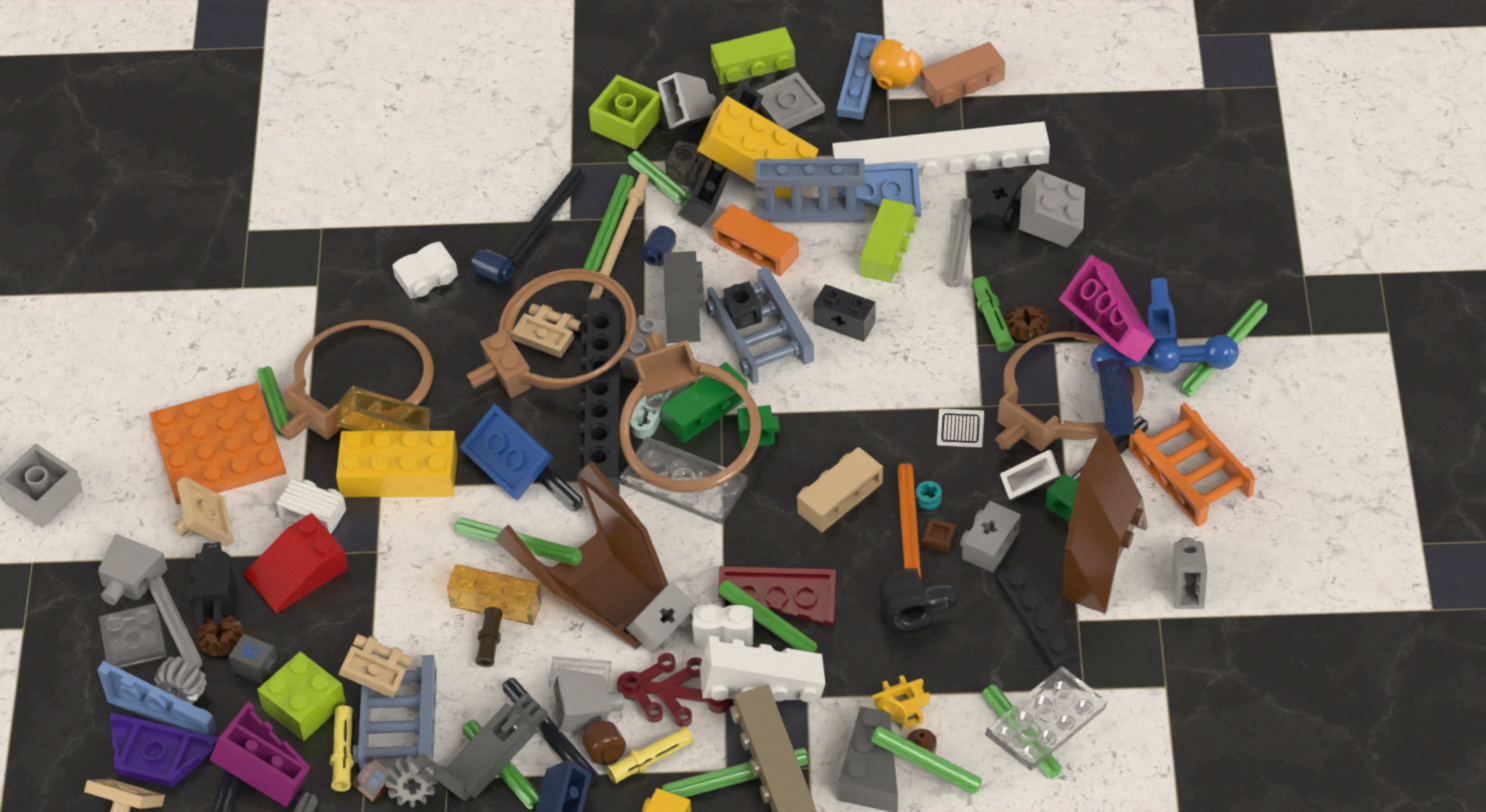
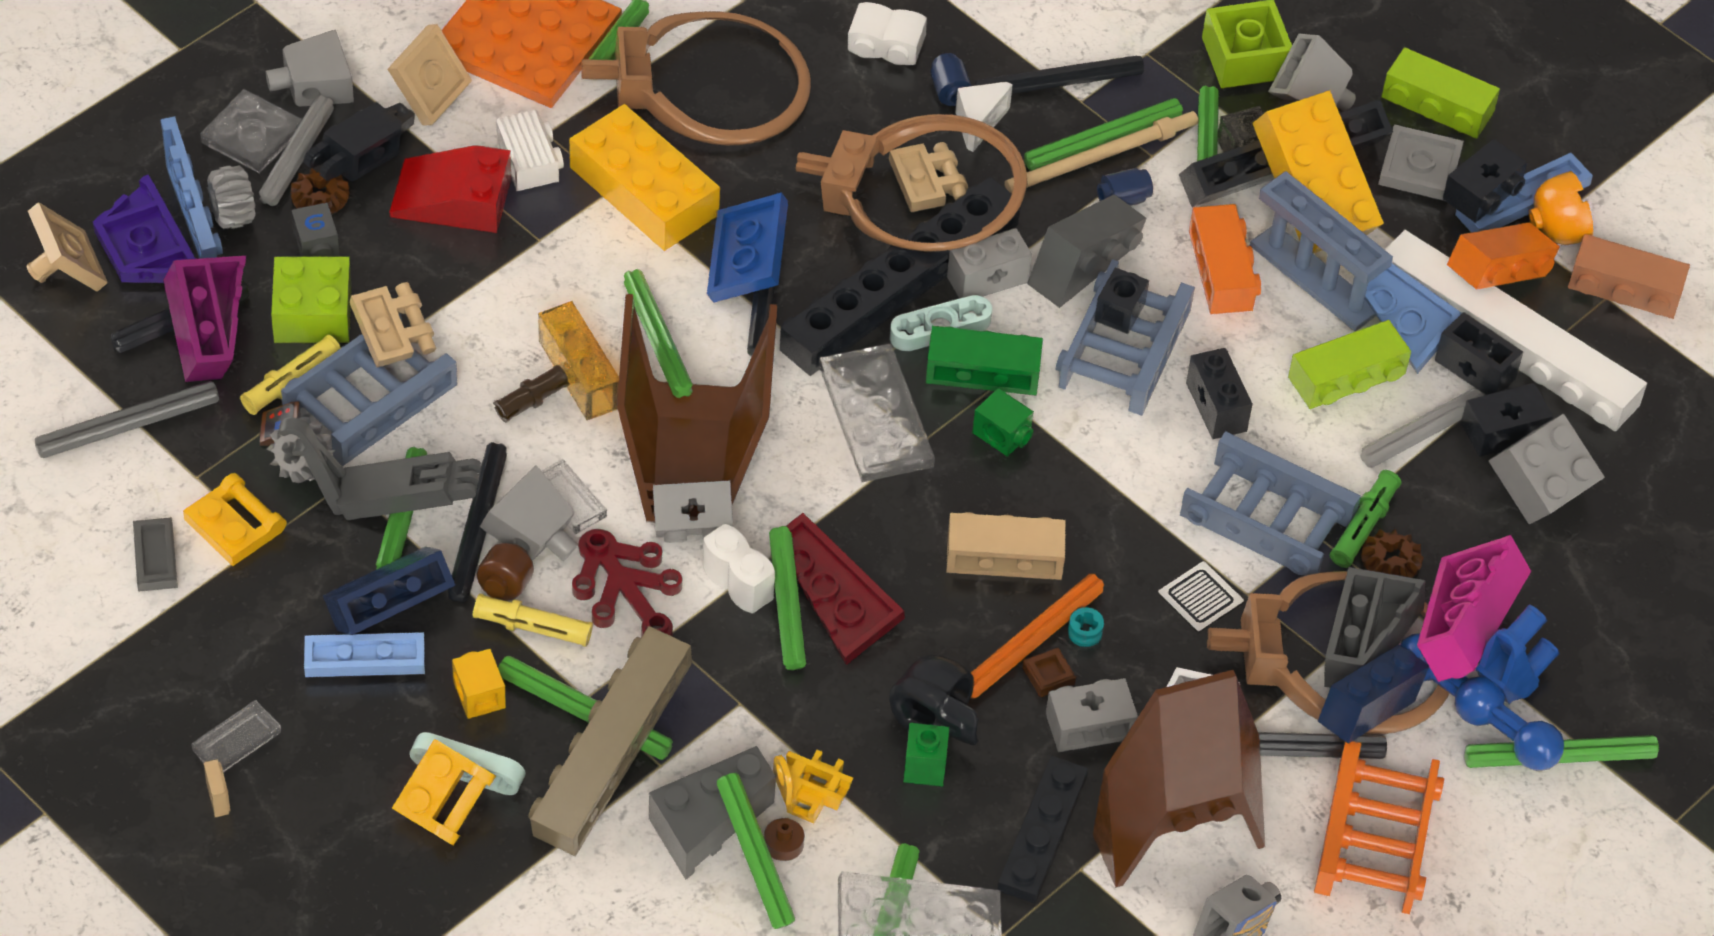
camera: 40 degrees right, 0 degrees up
(376, 412) = (669, 113): clear yellow brick -> none
(527, 267) = (983, 103): none -> white slope
(666, 370) = (966, 293): medium nougat brick -> none
(739, 668) = (720, 650): white wedge -> none
(840, 82) = (1485, 181): none -> black brick
(899, 115) = (1503, 255): none -> orange brick
(937, 327) = (1282, 478): none -> sand blue fence
(940, 632) = (926, 754): none -> green brick
(947, 179) = (1478, 355): none -> black brick
(1066, 367) = (1370, 619): none -> dark grey wedge

